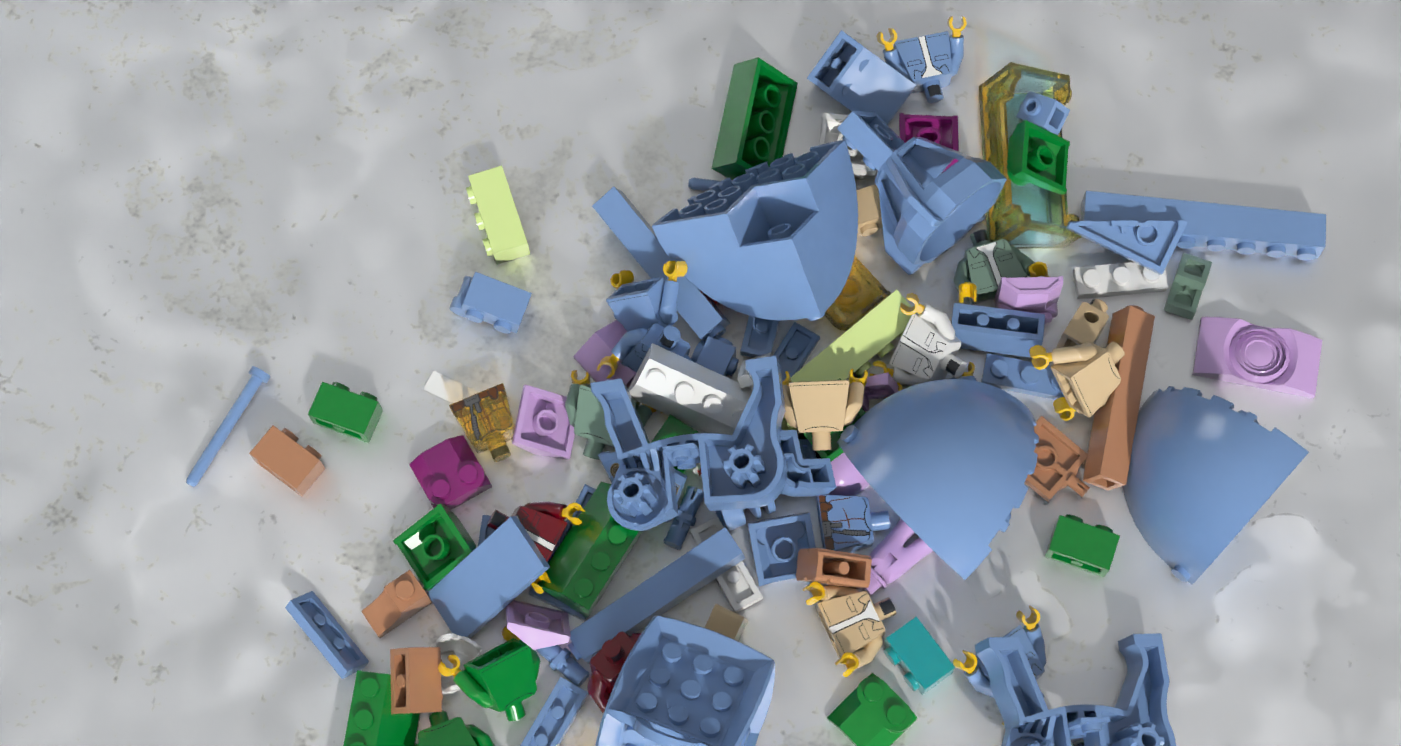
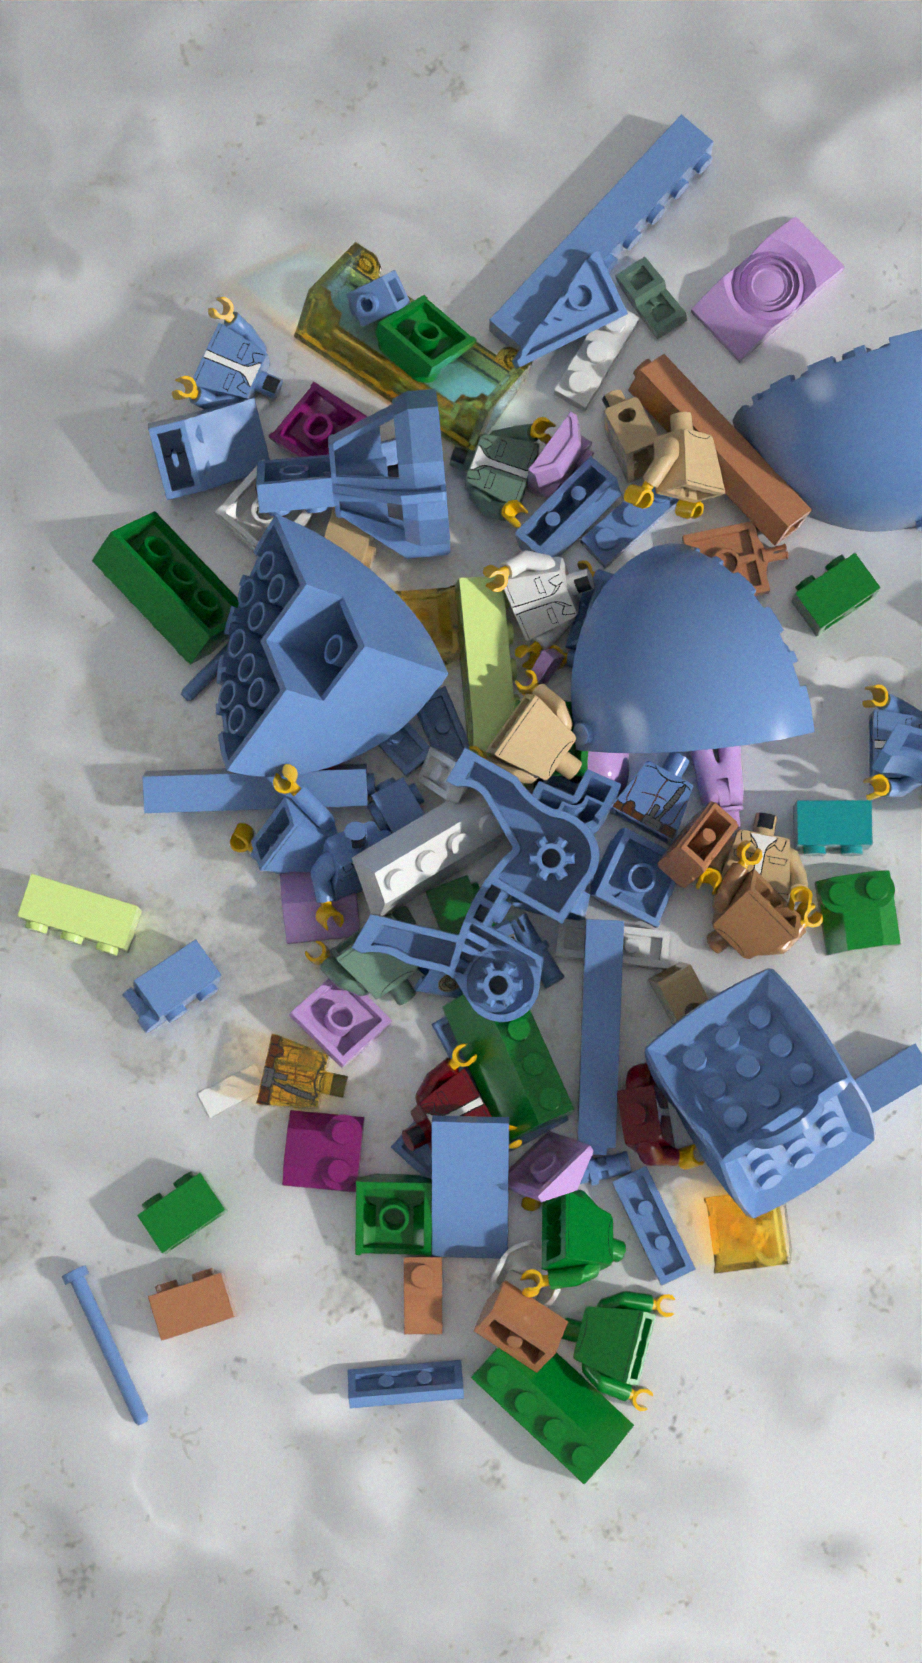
camera: 55 degrees left, 10 degrees up
(814, 643) = (753, 914): none -> medium nougat torso

